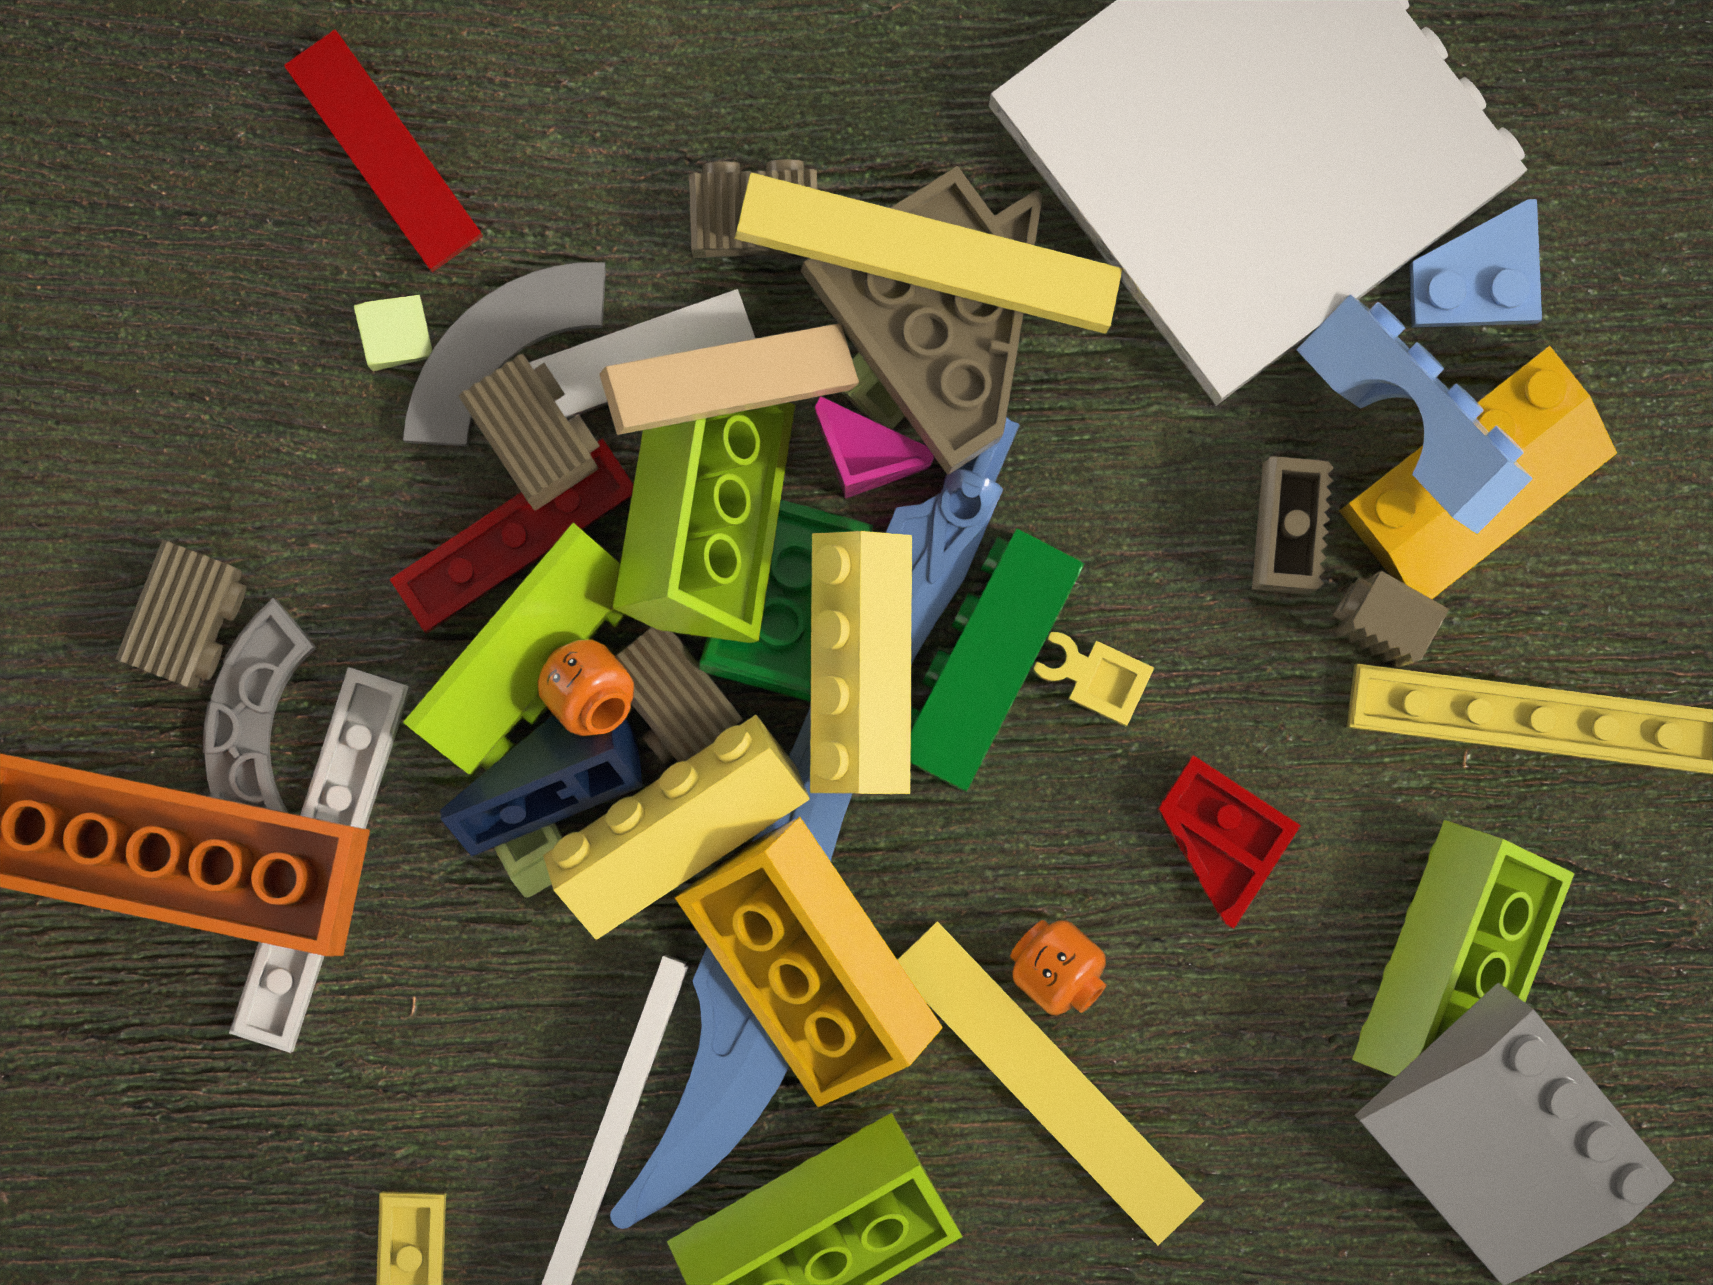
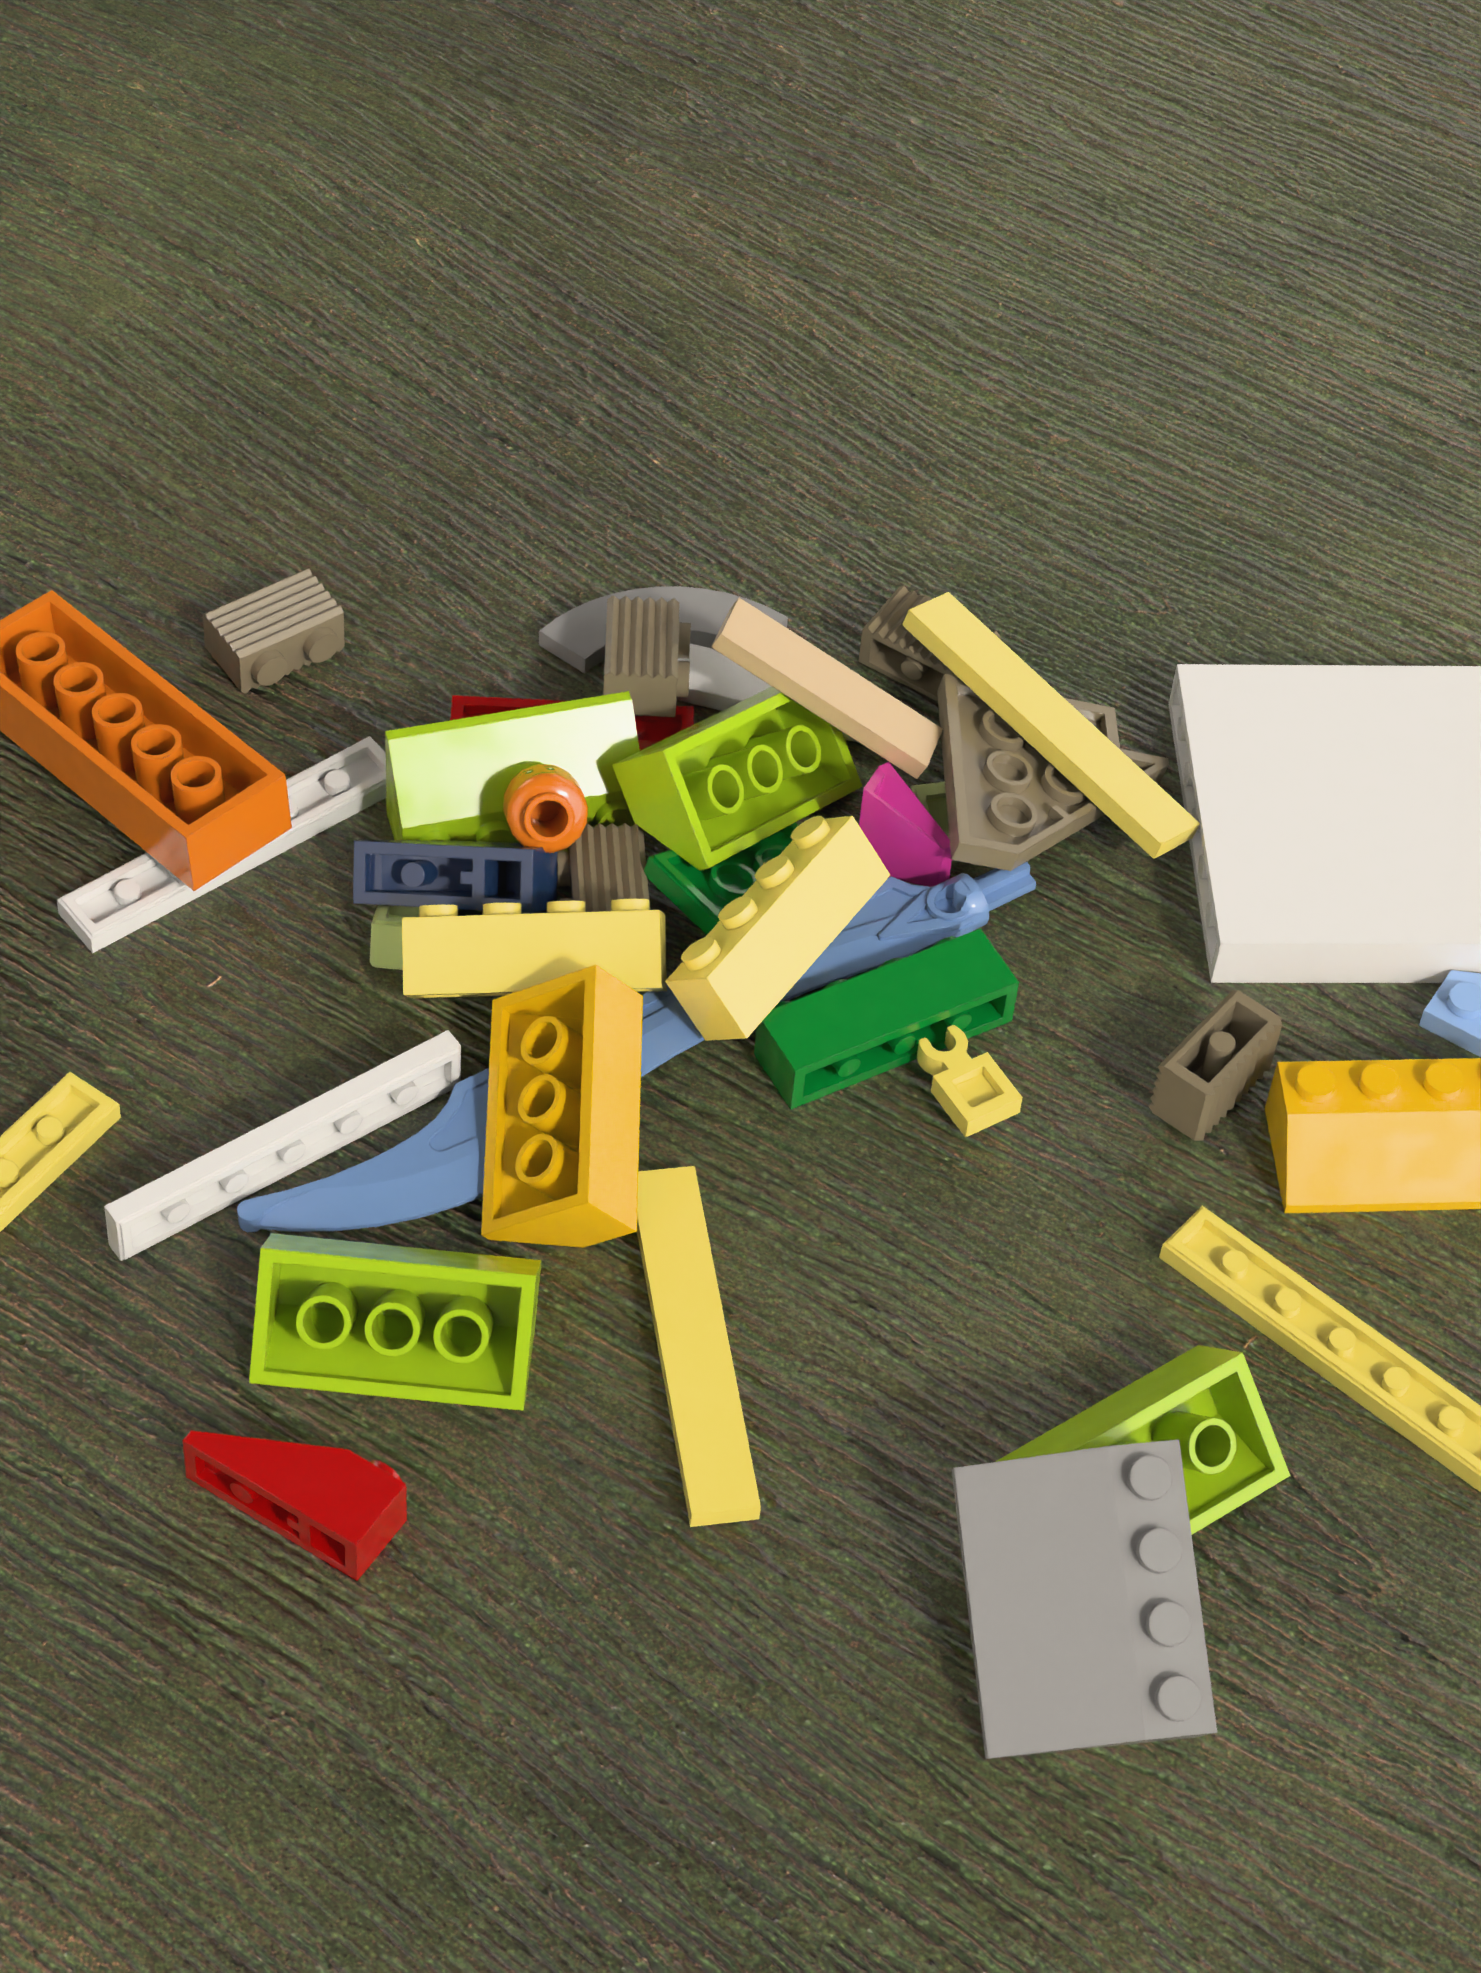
camera: 35 degrees right, 35 degrees down
(244, 707) = (293, 708): light grey tile -> none
(383, 150) = (678, 477): red tile -> none
(393, 331) = (587, 569): yellowish green slope -> none
(1058, 967) = (771, 1249): orange head -> none
(1225, 836) = (993, 1254): red wing -> none
(1388, 618) = (1255, 1165): dark tan brick -> none
(1460, 461) = (1390, 1025): light blue arch -> none

